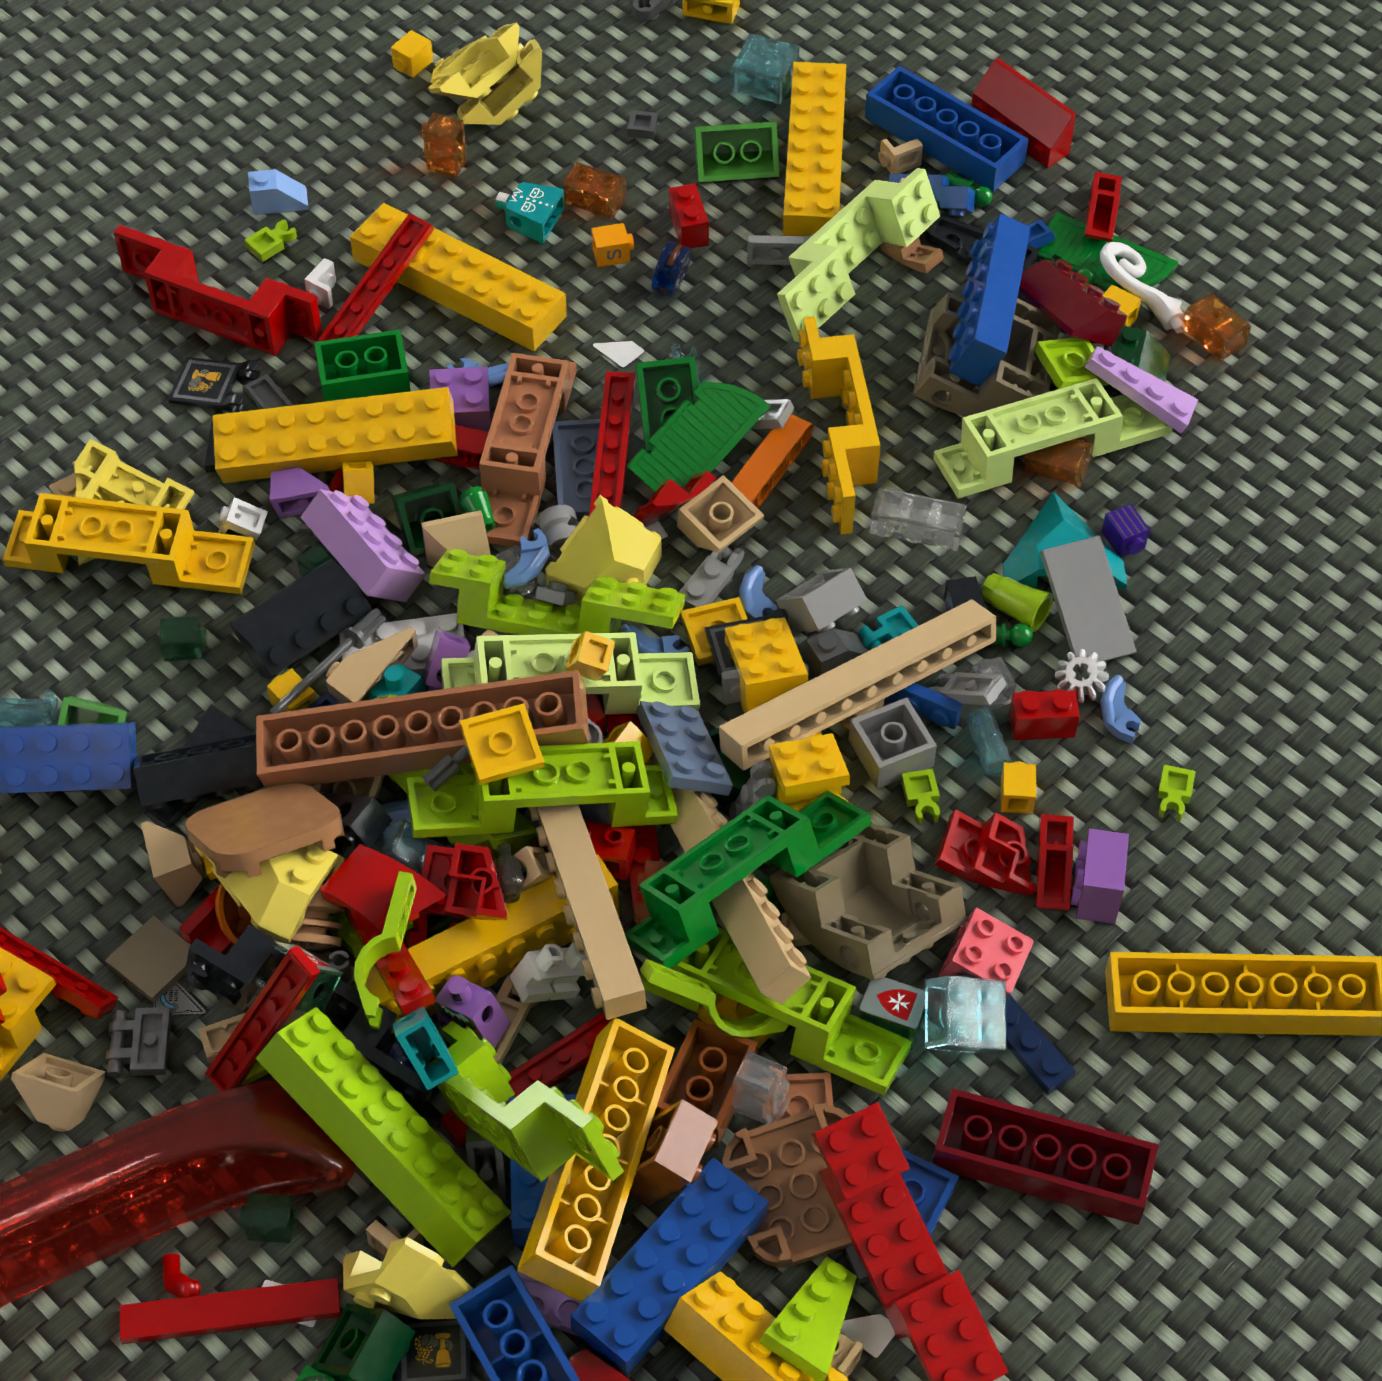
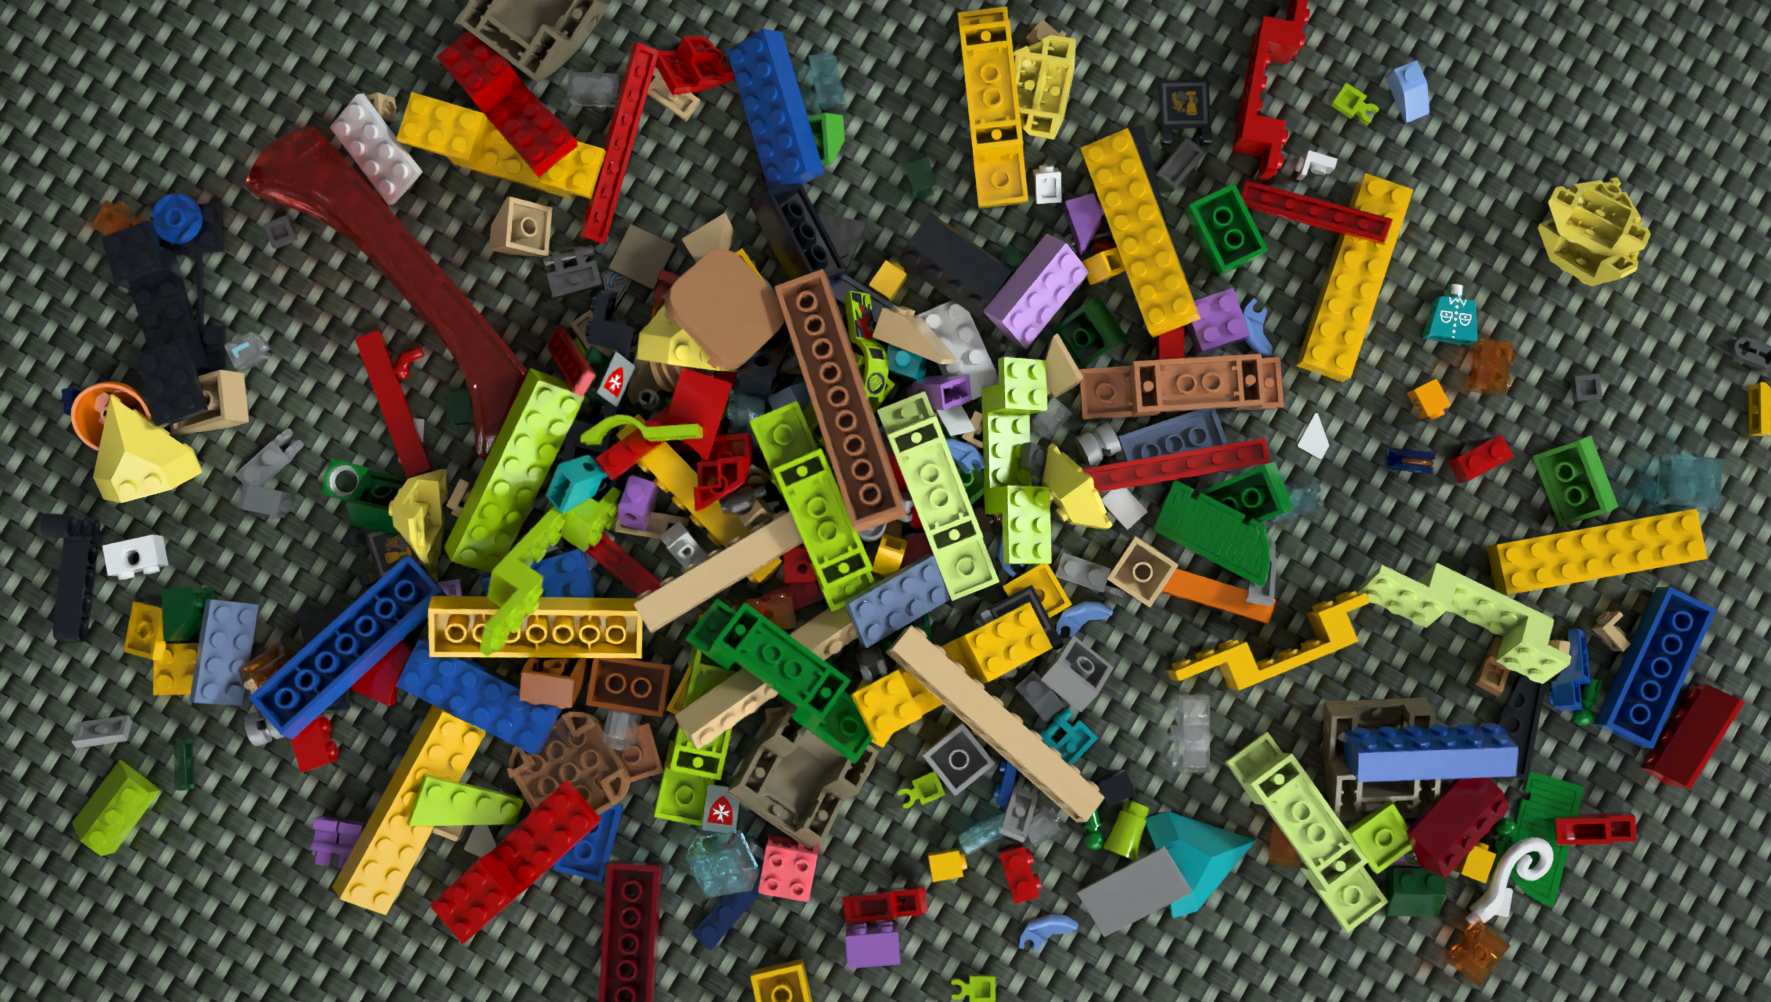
camera: 75 degrees right, 30 degrees up
(354, 637) = (951, 314): dark grey piece -> none
(412, 54) = (1615, 154): yellow brick -> none
(444, 144) = (1502, 219): clear orange brick -> none
(445, 769) = (805, 431): dark grey axle -> none
(475, 500) = (1099, 372): green cone -> none
(501, 744) = (820, 469): yellow plate -> none
(532, 560) = (1056, 431): medium blue piece -> none
(590, 655) = (934, 511): yellow brick -> none
(671, 497) = (1148, 529): red slope -> none
(699, 991) = (675, 664): lime piece -> none
(773, 249) = (1464, 551): light grey hinge -> none
(986, 852) = (883, 849): red slope -> none
(1040, 234) = (1547, 773): blue tile -> none
(1094, 671) = (1059, 886): white gear -> none
(1125, 530) = (1224, 909): dark purple brick -> none
(1148, 391) = (1375, 905): lavender wing -> none

